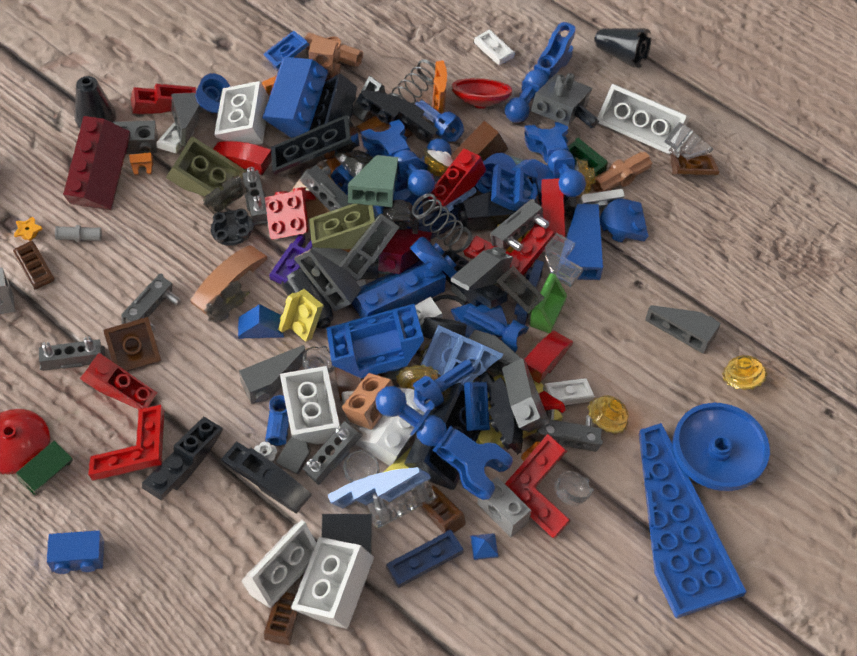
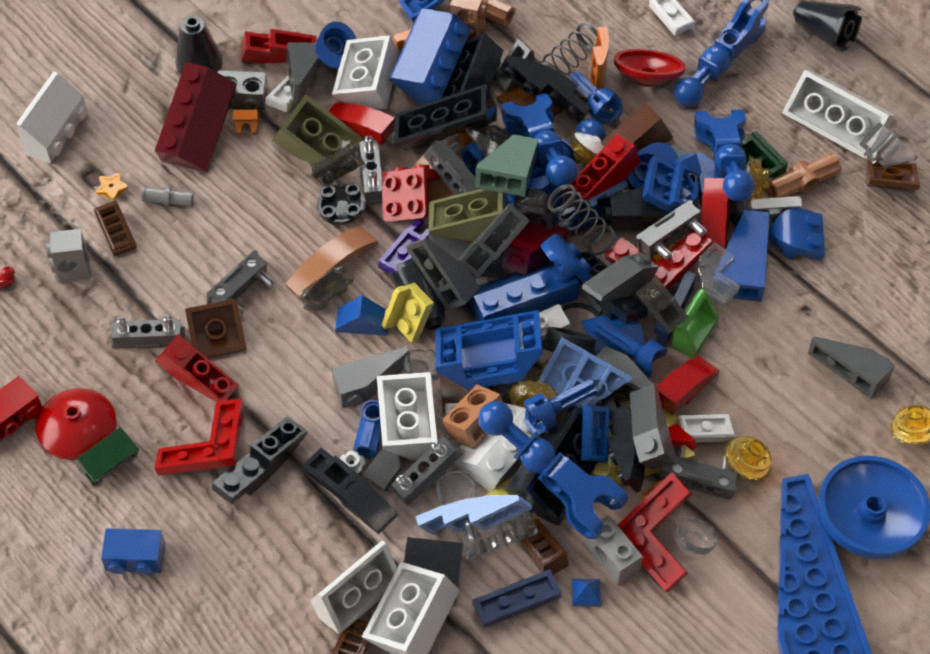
camera: 10 degrees right, 0 degrees up
(564, 100) = (745, 84): dark grey piece -> none

